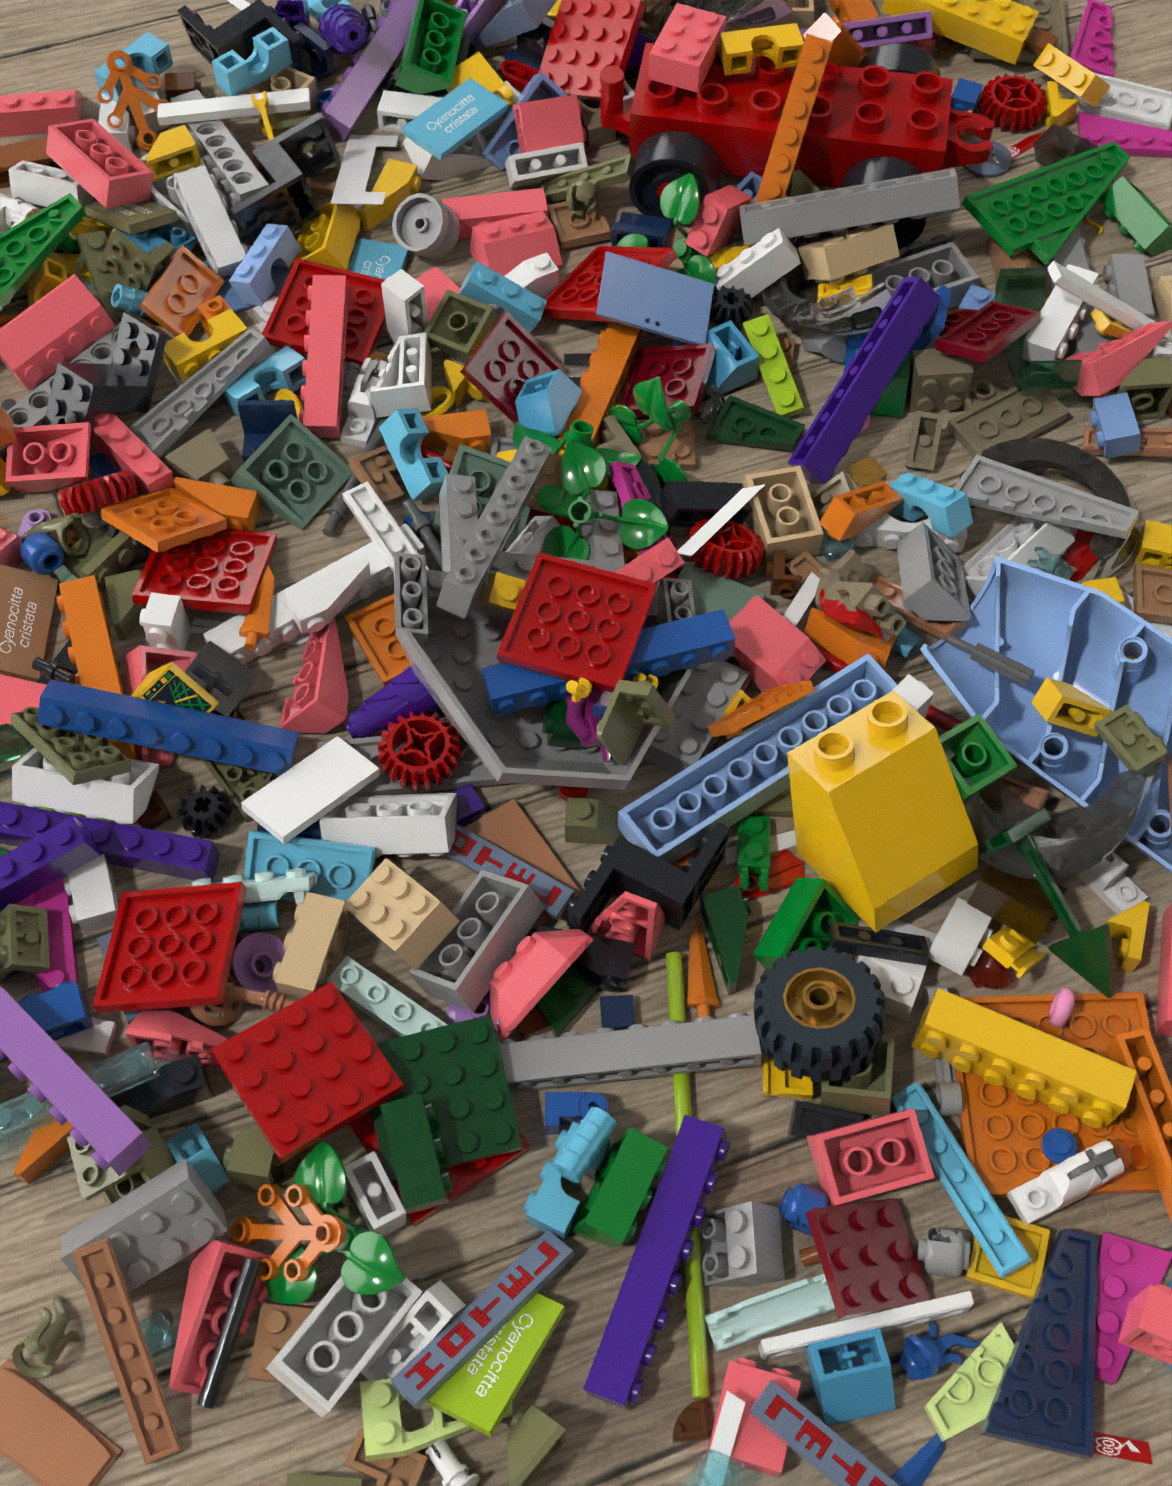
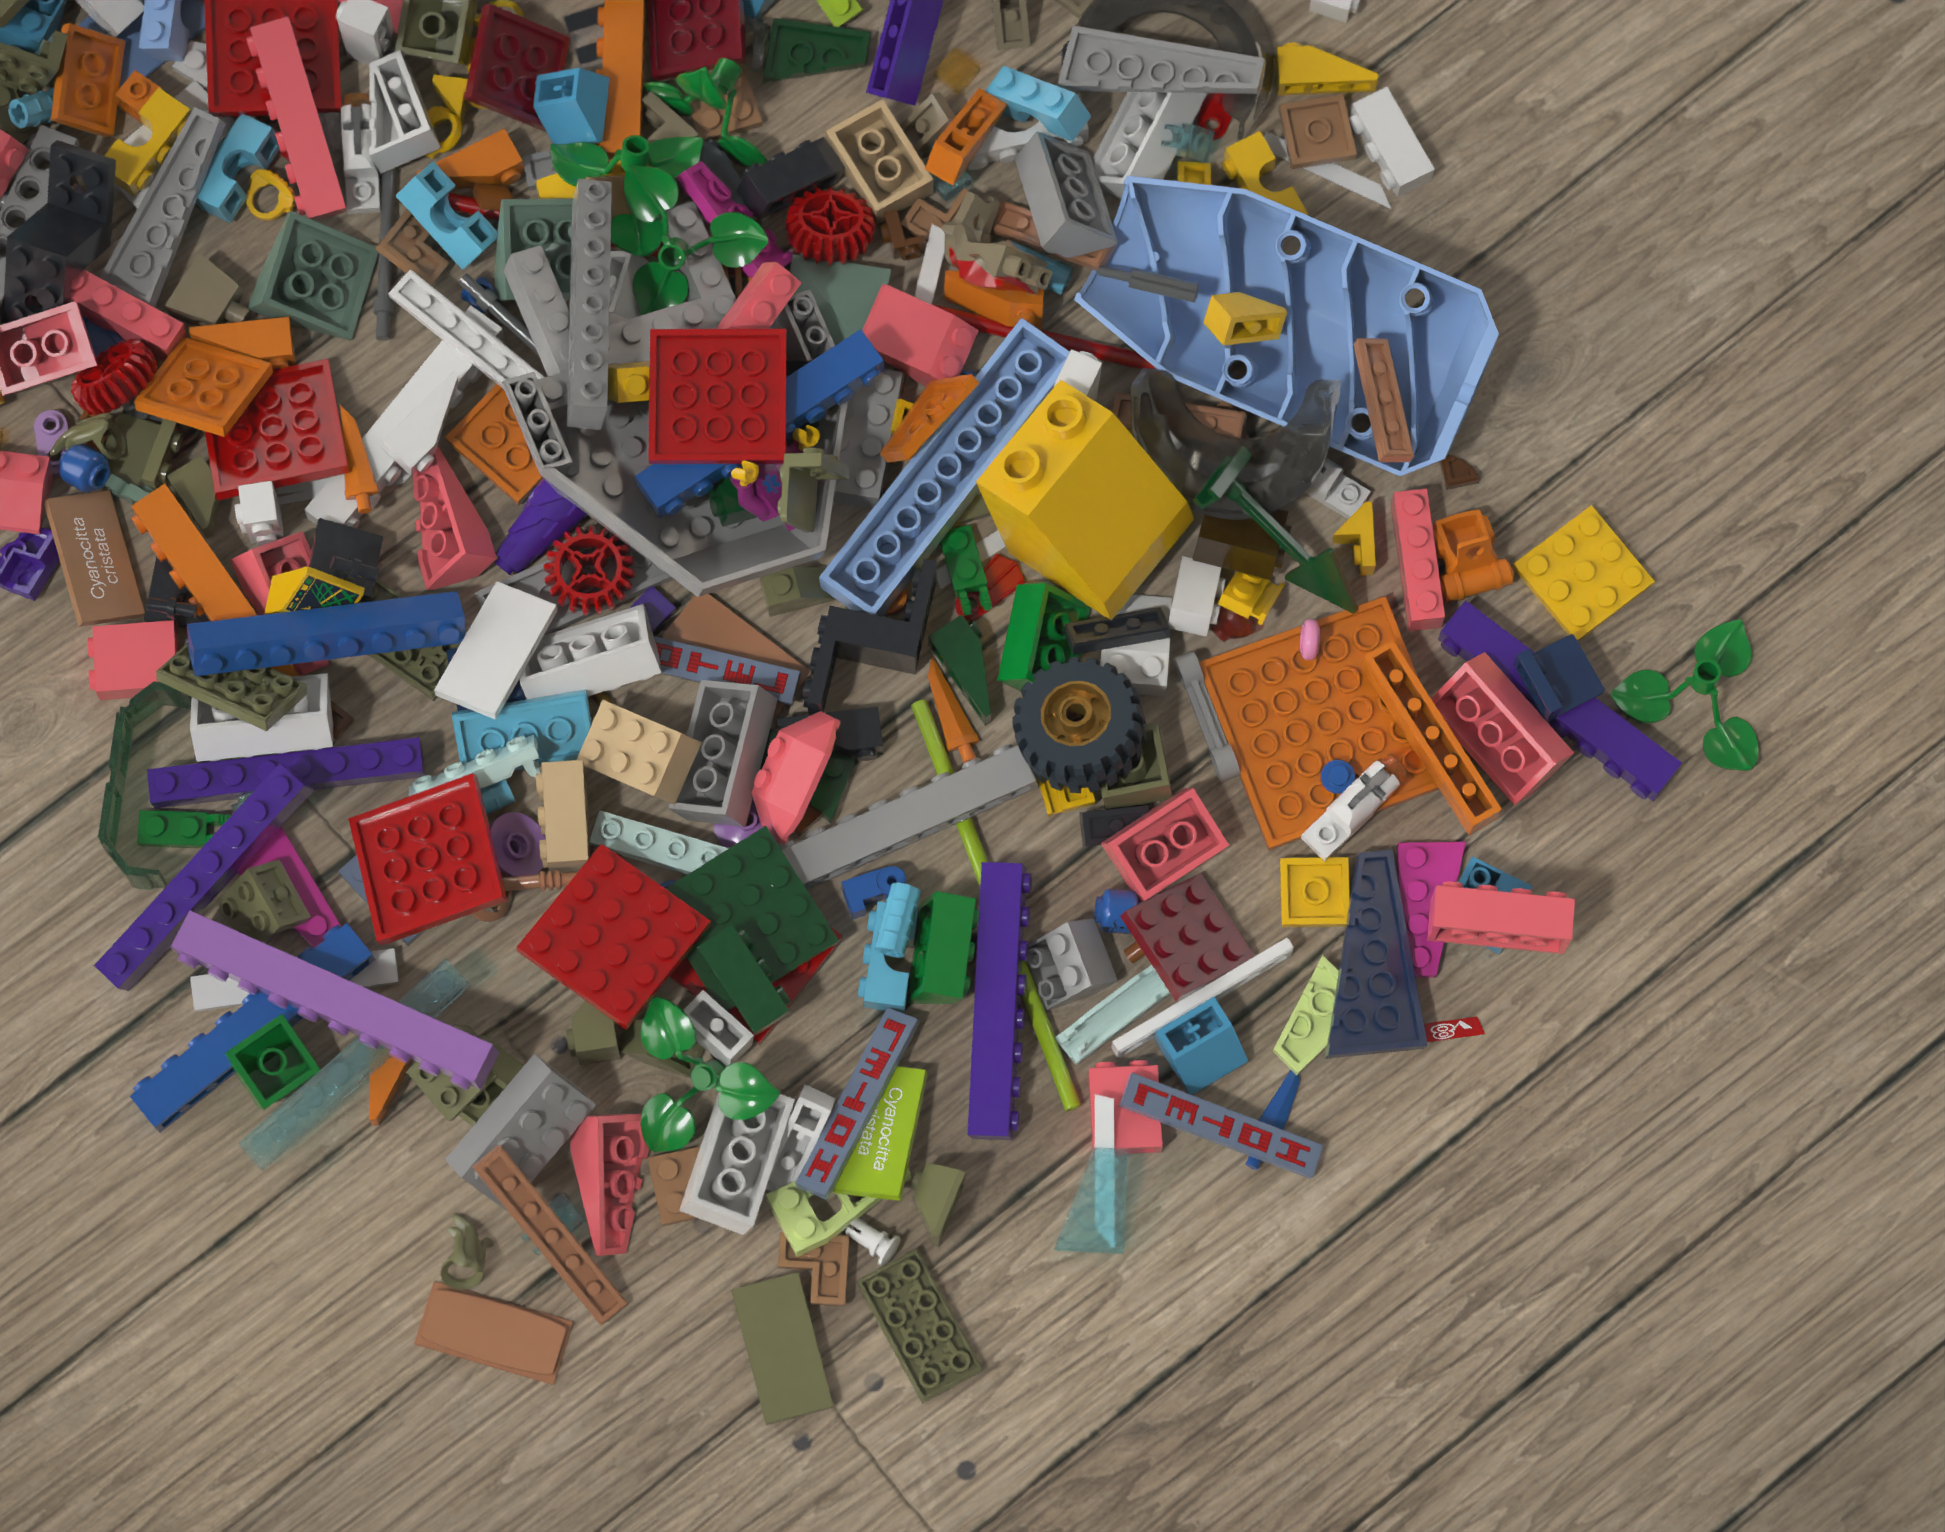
camera: 20 degrees left, 15 degrees up
(92, 895) = (317, 832): white brick -> none
(173, 1036) = (470, 944): coral wedge -> none
(179, 1086) = (488, 988): black slope -> none
(195, 1148) = (523, 1041): medium azure slope -> none
(198, 822) = (376, 709): black gear -> none
(229, 1333) = (630, 1191): black piece -> none
(261, 420) = (258, 229): dark blue bracket -> none
(325, 1232) = (655, 1086): orange plant -> none
(617, 1012) = (882, 780): dark blue tile -> none
(632, 920) = (869, 688): coral wedge -> none
(692, 1423) = (1072, 1132): reddish brown tile -> none
(718, 520) = (816, 200): white sticker -> none
(924, 1356) = (1264, 1006): blue piece -> none
(944, 1252) = (1256, 909): light grey head -> none
(964, 1184) = (1255, 838): medium azure tile -> none
(975, 756) = (1158, 417): green slope -> none
(1024, 1059) = (1282, 707): yellow brick -> none
(1132, 741) = (1312, 346): olive bracket -> none

